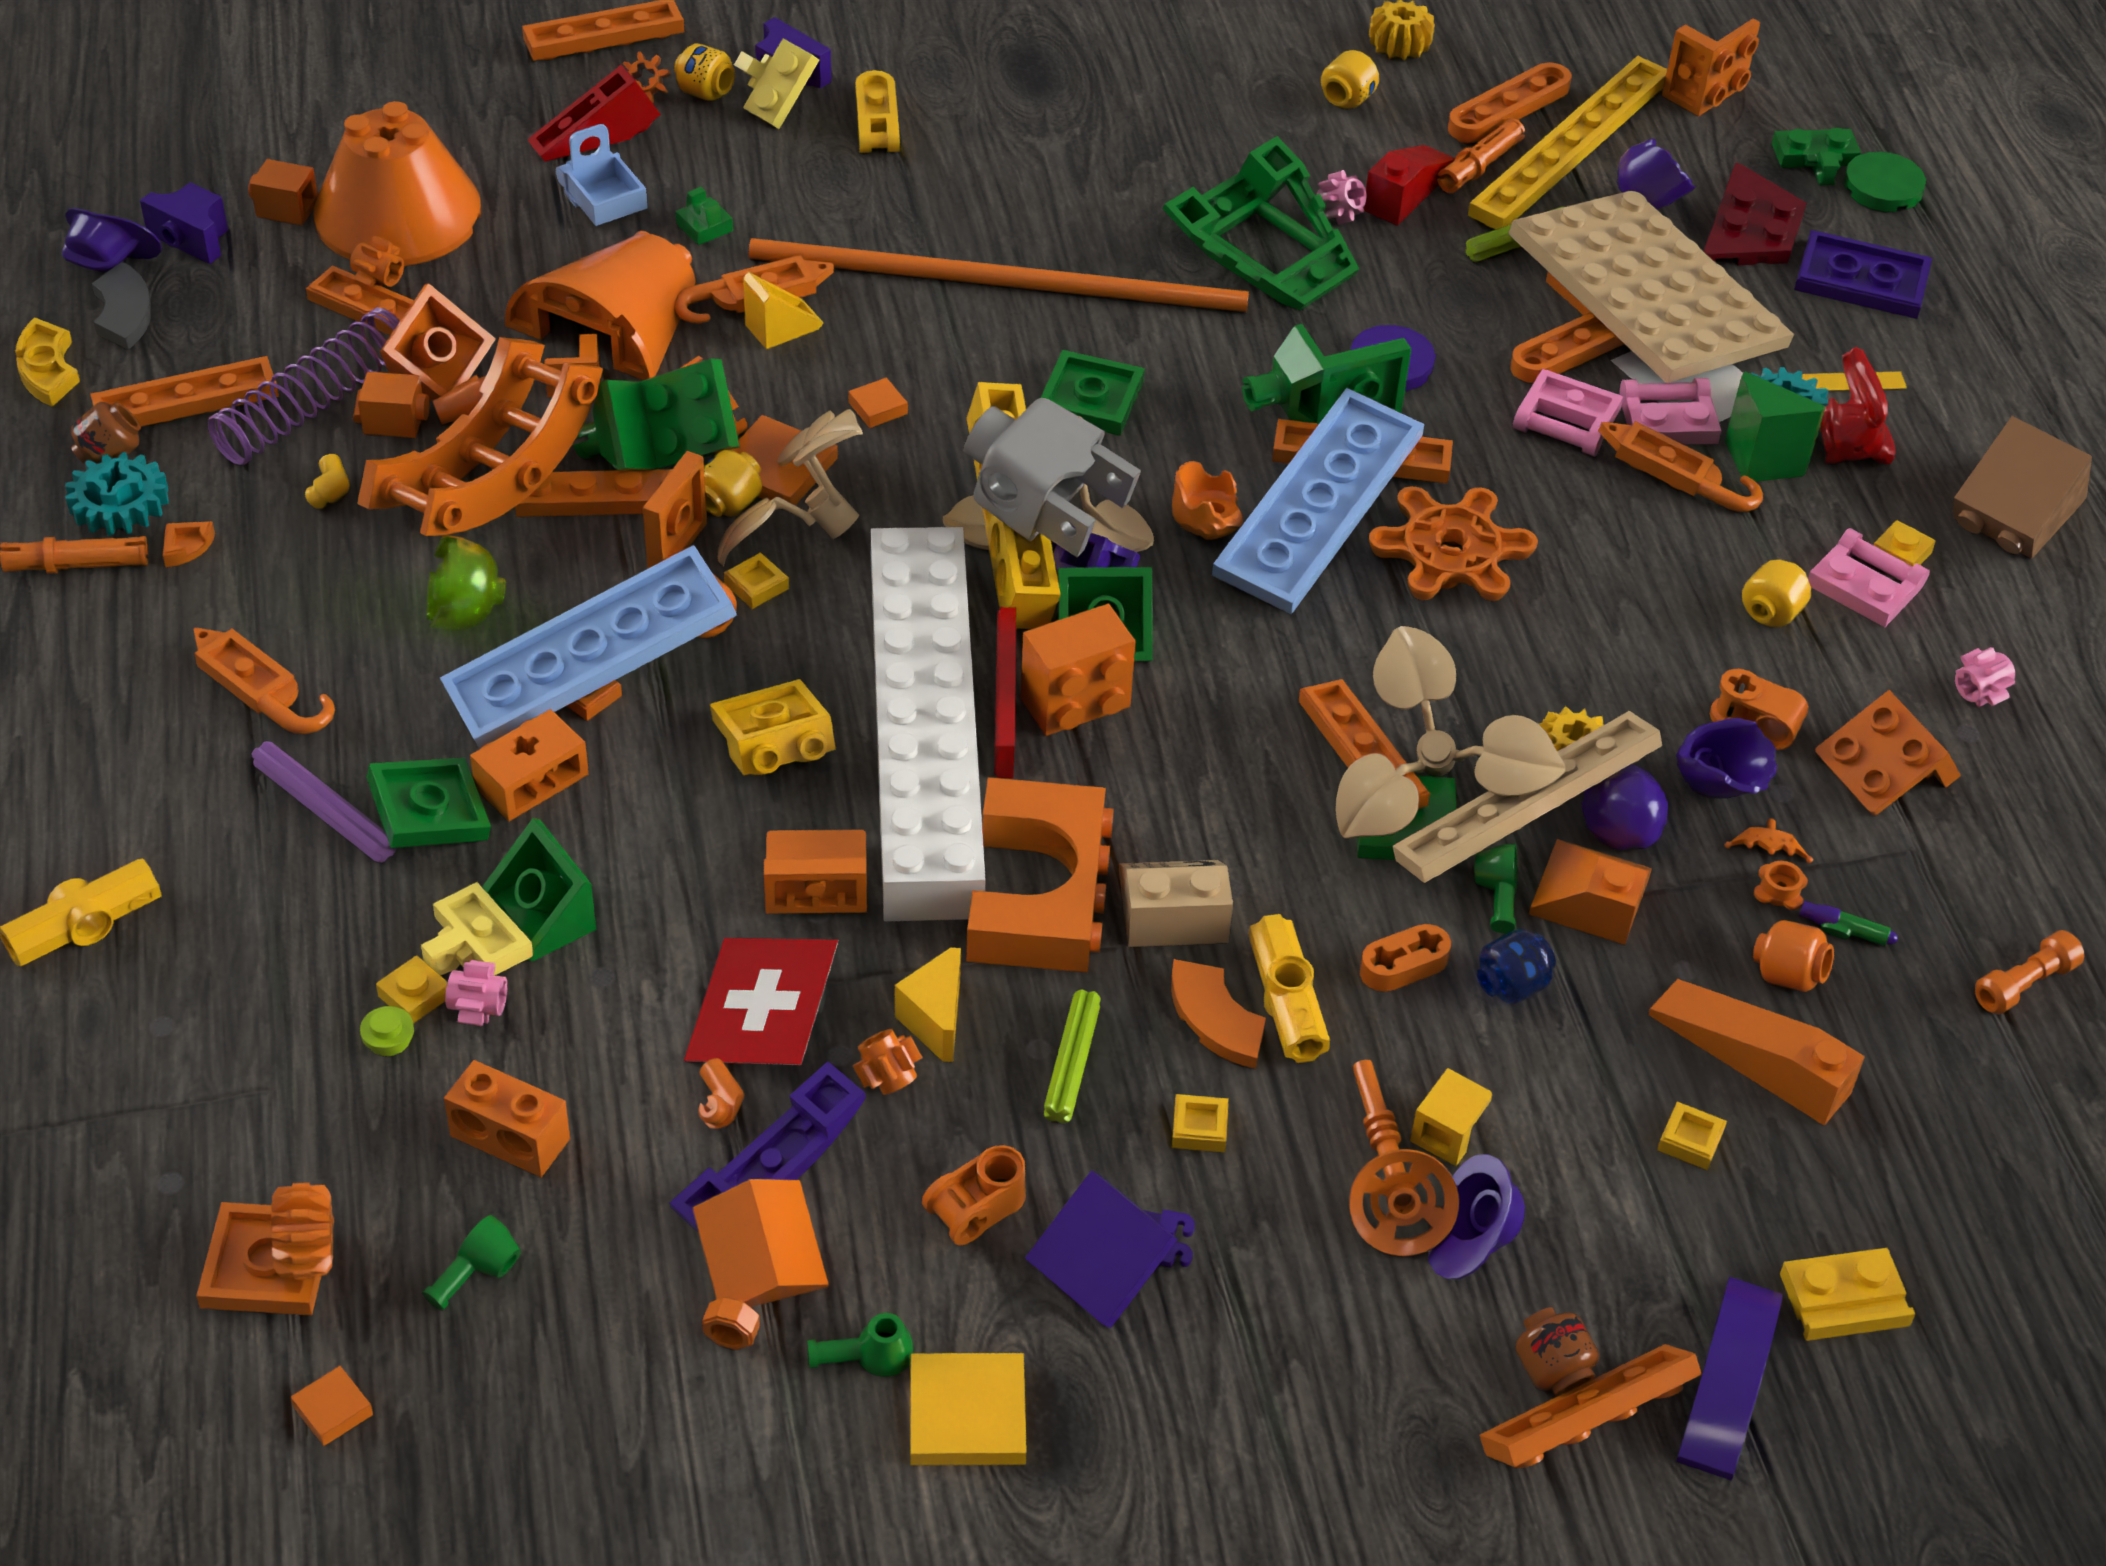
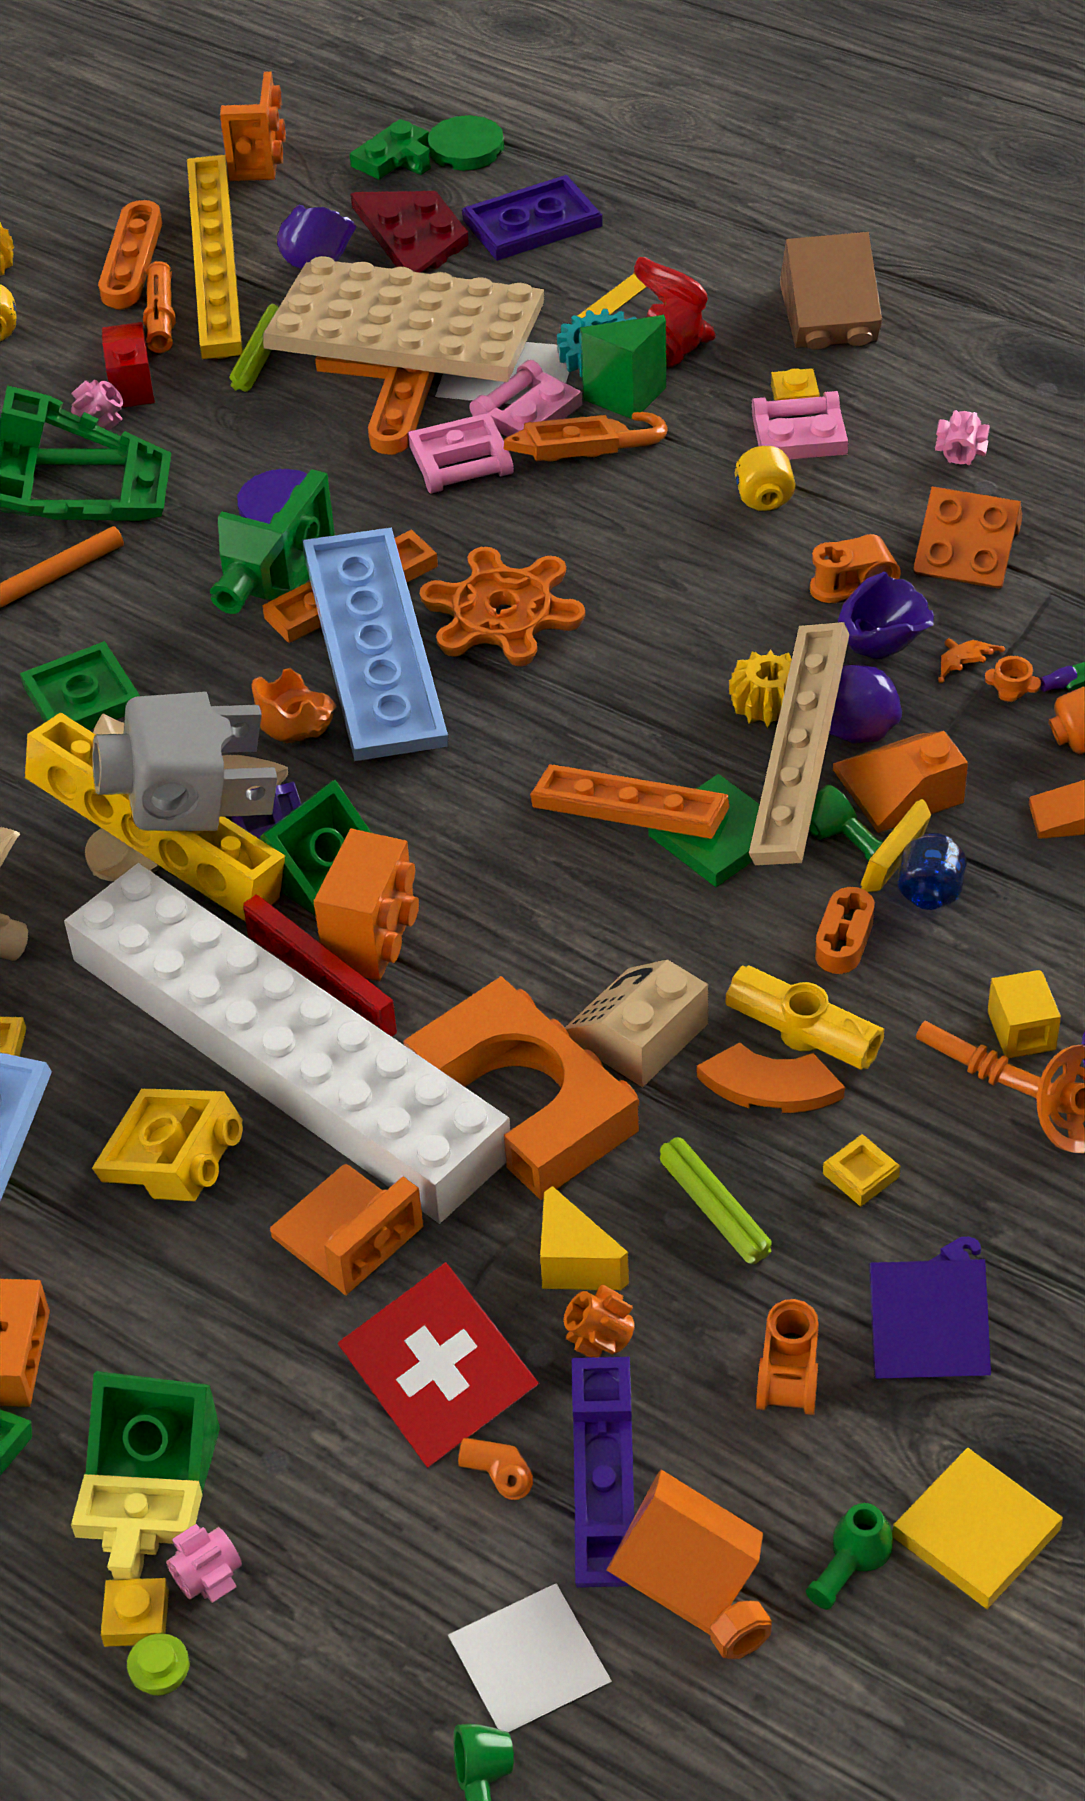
camera: 40 degrees left, 0 degrees up
(507, 1118) = (364, 1638): orange brick -> none
(597, 1226) = (529, 1658): none -> white sticker
(1412, 671) = (698, 823): tan plant -> none
(1487, 928) = (888, 855): none -> yellow tile

